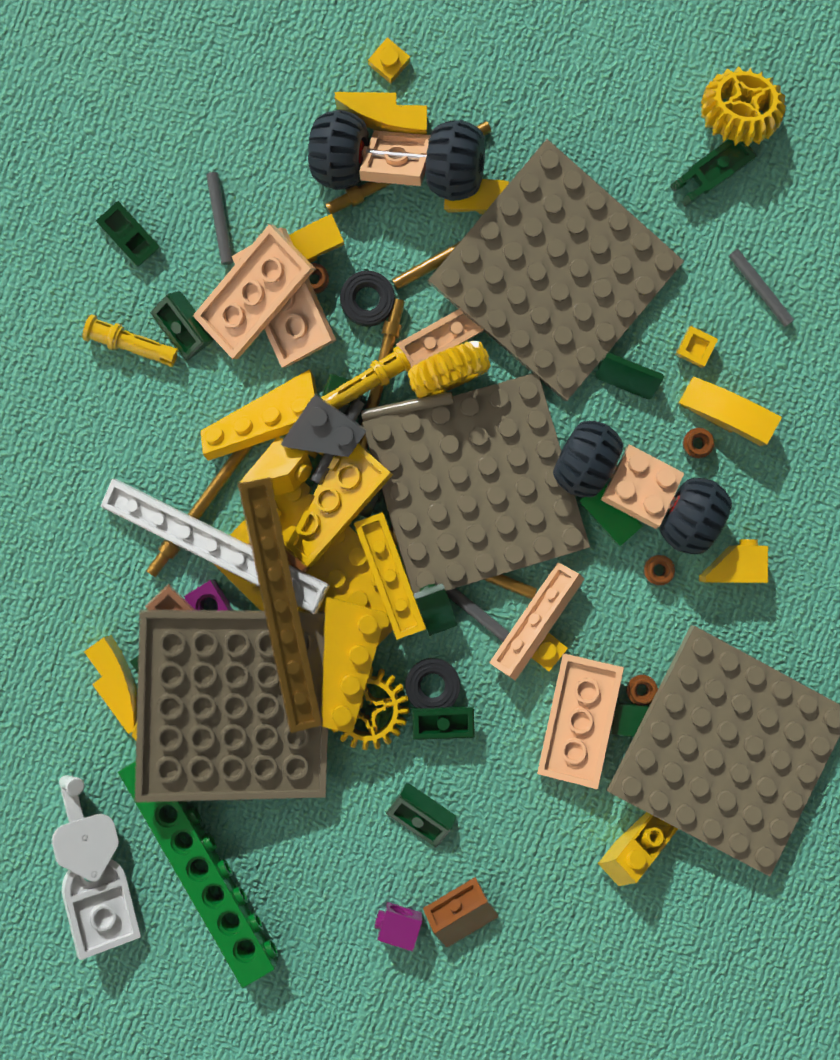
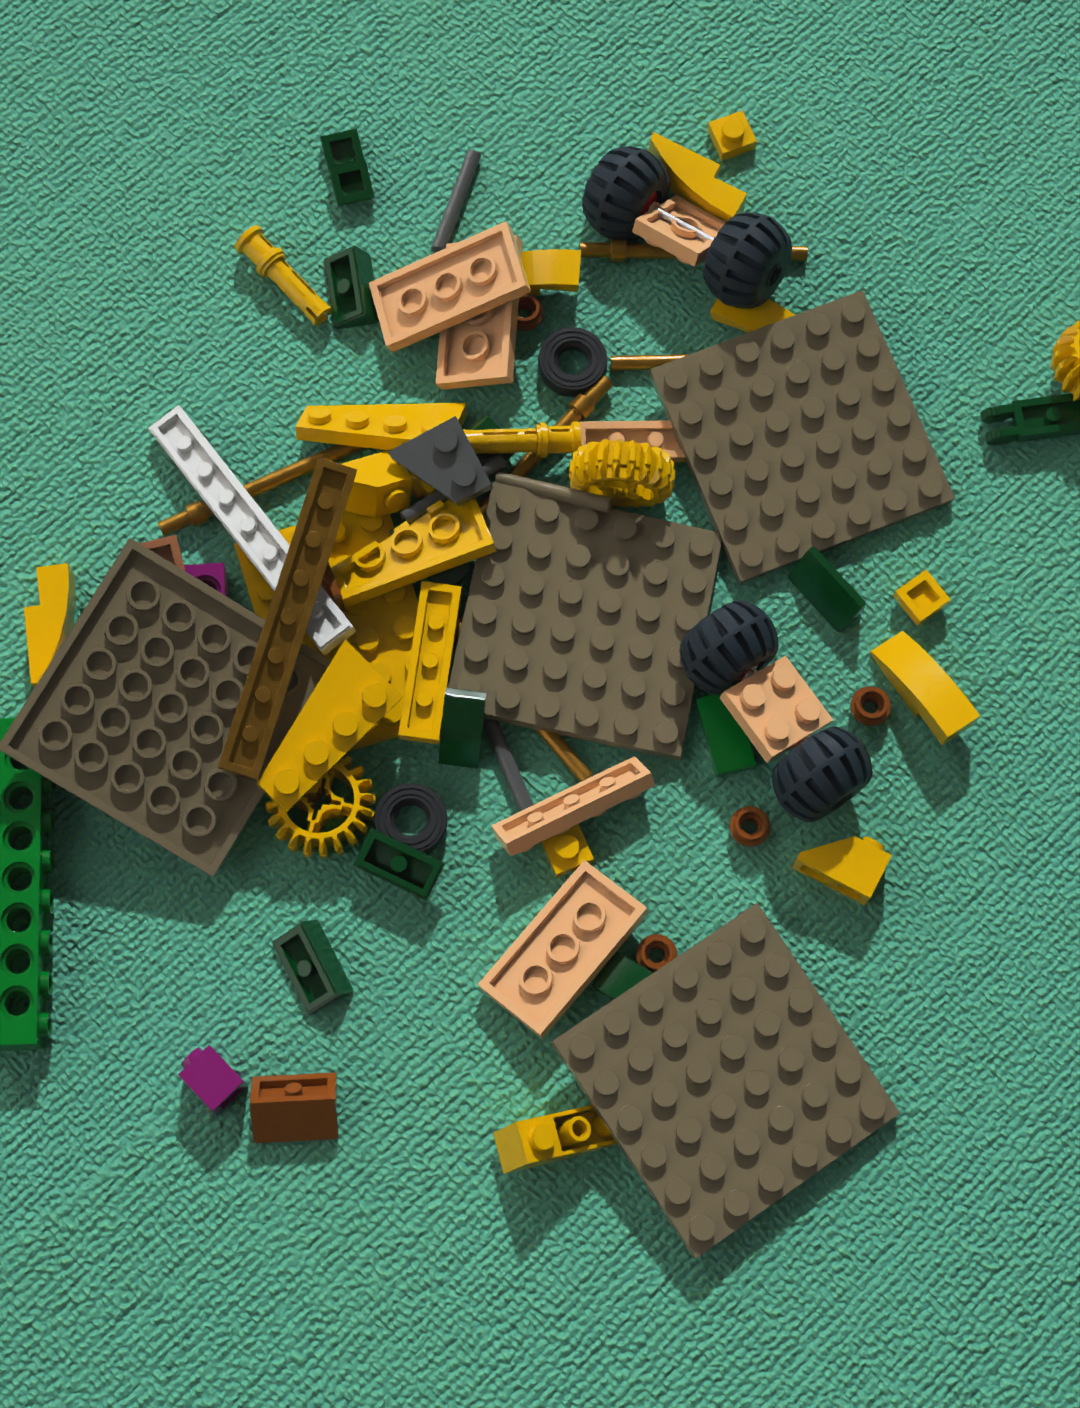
camera: 30 degrees right, 15 degrees down
(761, 287) = (1031, 573): dark grey bar -> none

